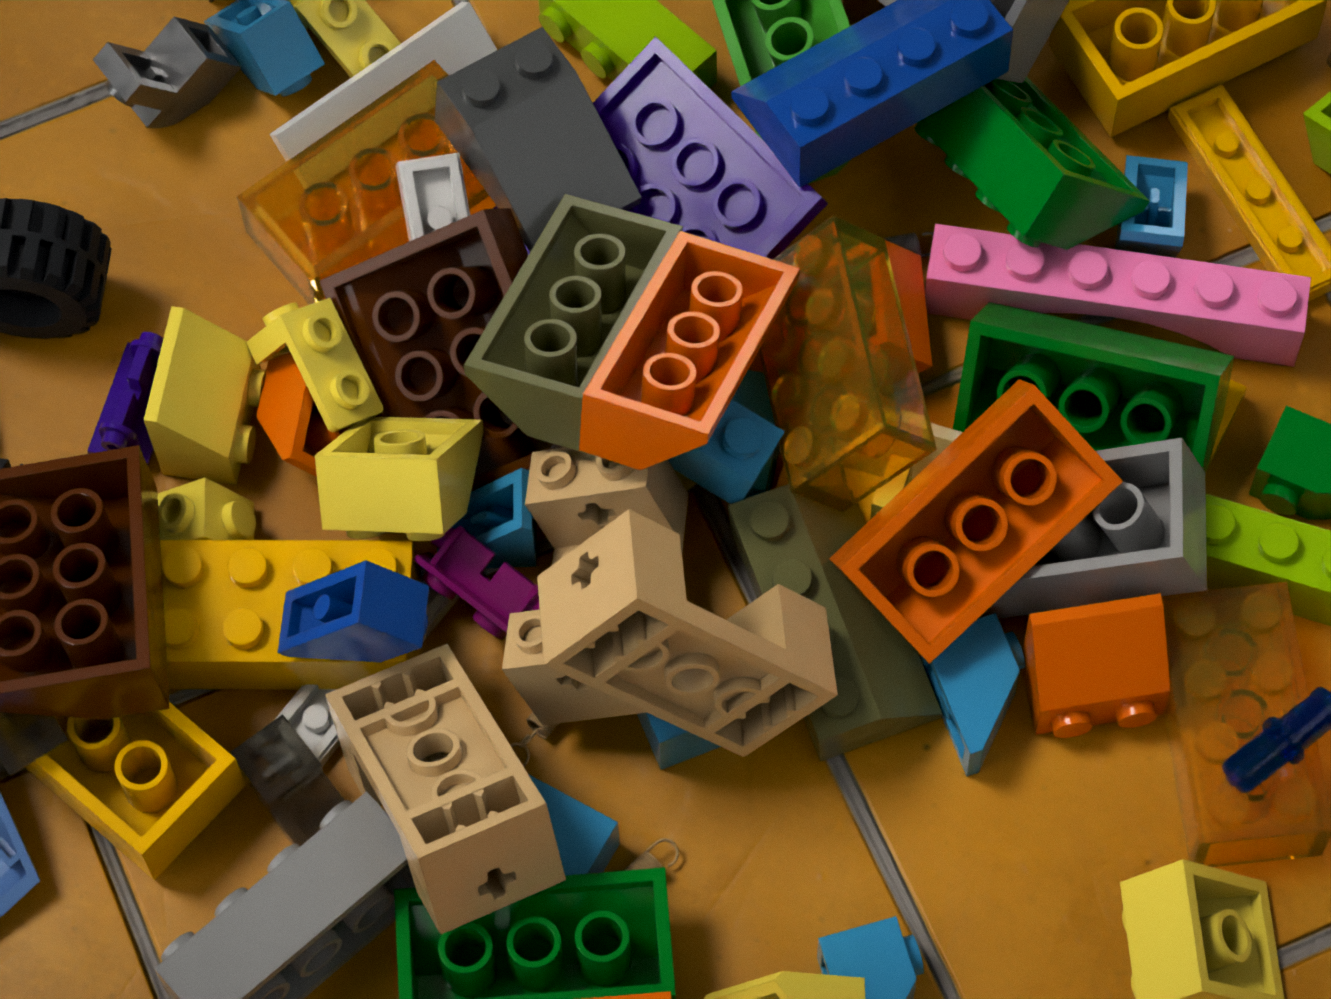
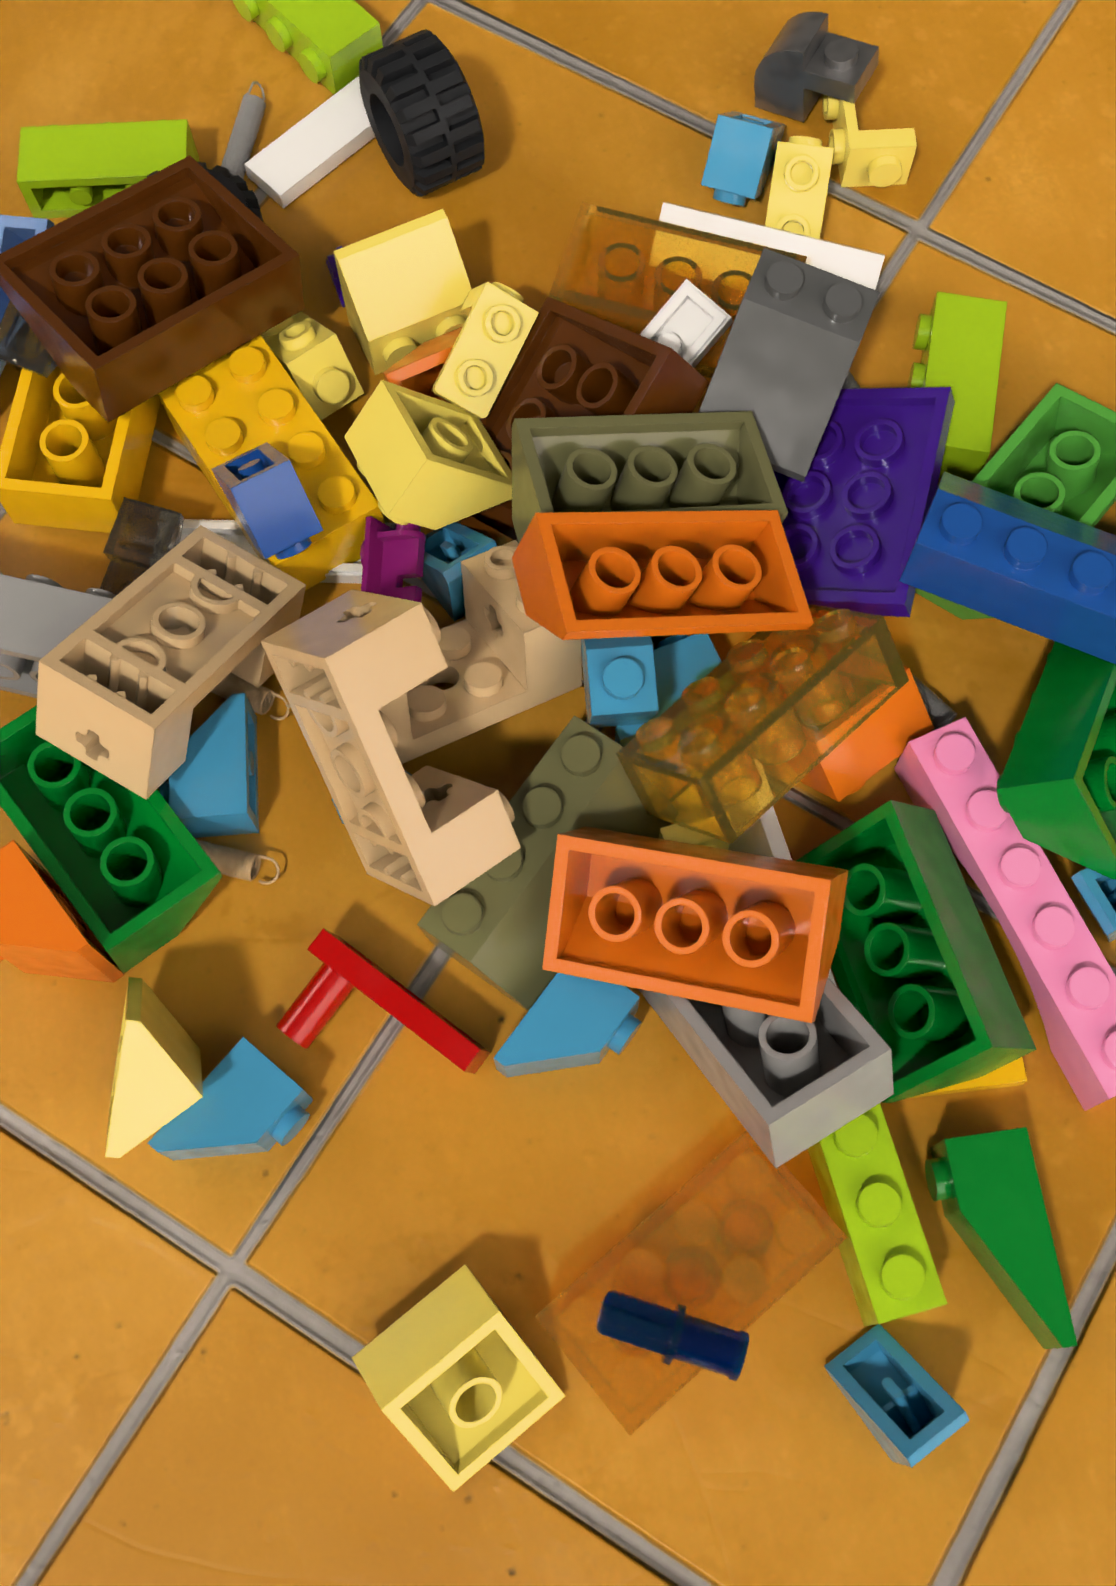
camera: 55 degrees right, 5 degrees up
(173, 75) = (659, 113): flat silver brick -> none
(806, 829) = (348, 968): none -> red piece
(1096, 665) = (650, 1115): orange slope -> none

